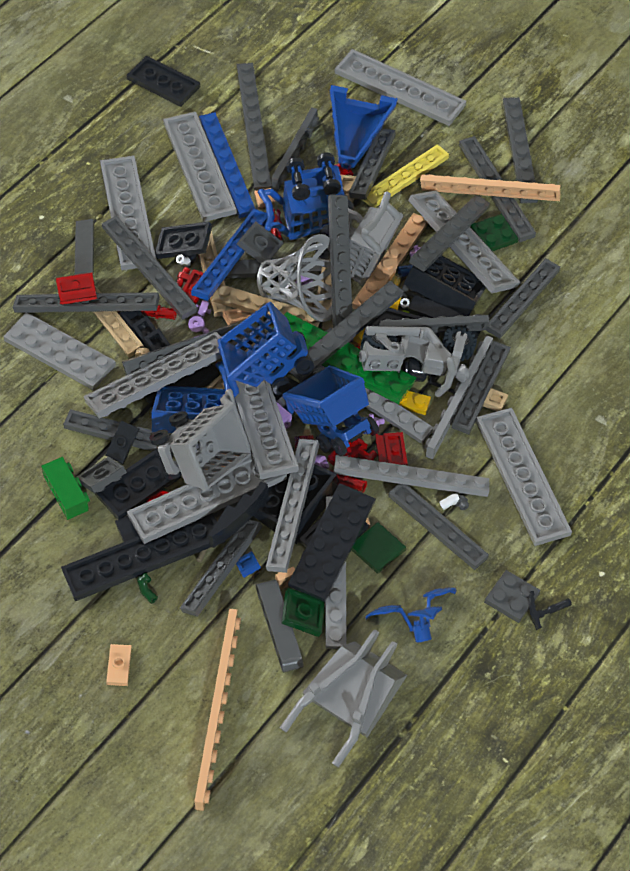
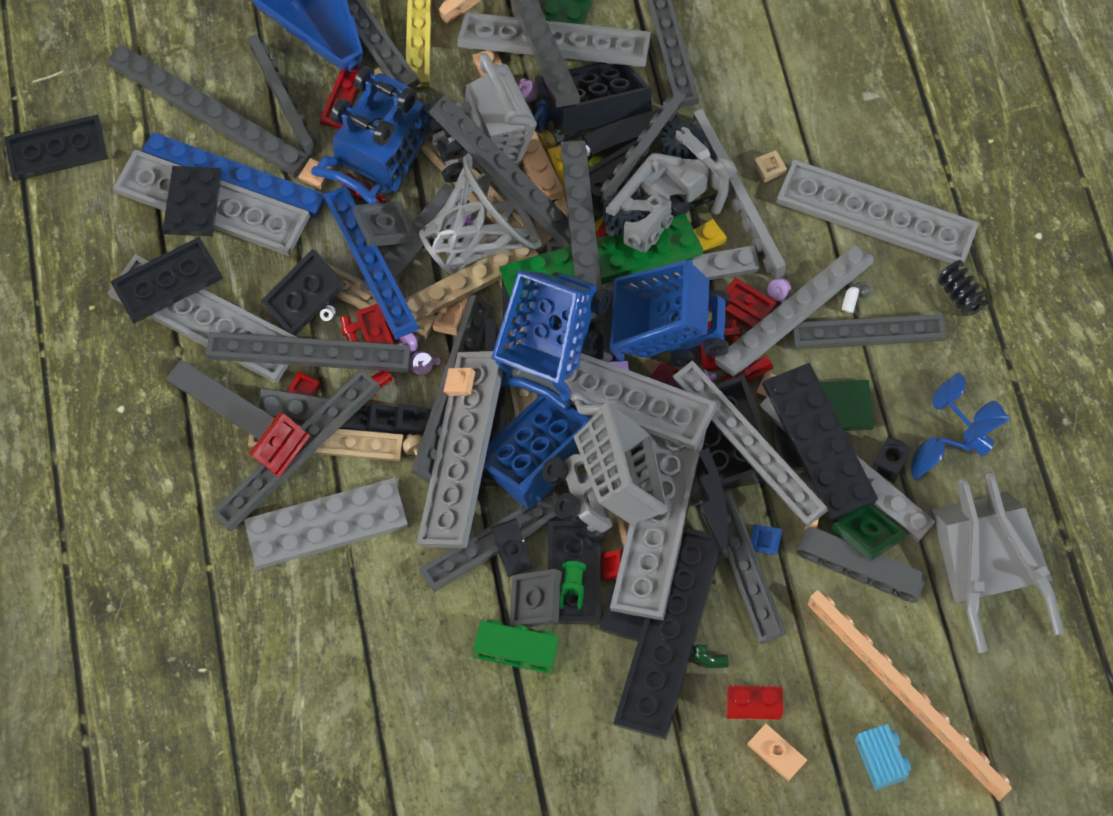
camera: 45 degrees left, 10 degrees up
(111, 280) = (292, 404): none -> dark grey plate
(124, 484) = (572, 582): none -> green piece
(130, 177) = (166, 280): none -> black plate
(130, 284) = (304, 384): none -> red tile
(137, 628) = (754, 702): none -> red brick
(164, 720) = (882, 756): none -> medium azure brick
(189, 155) = (192, 201): none -> black plate
(196, 342) = (459, 381): none -> light nougat plate
(359, 600) = (891, 469): none -> black brick
(418, 459) = (779, 289): none -> lavender piece
(480, 387) = (746, 167): dark grey plate -> none
(511, 596) = (1001, 331): dark grey plate -> none
(517, 552) = (961, 290): none -> black piece
(535, 615) = (1041, 327): black piece -> none

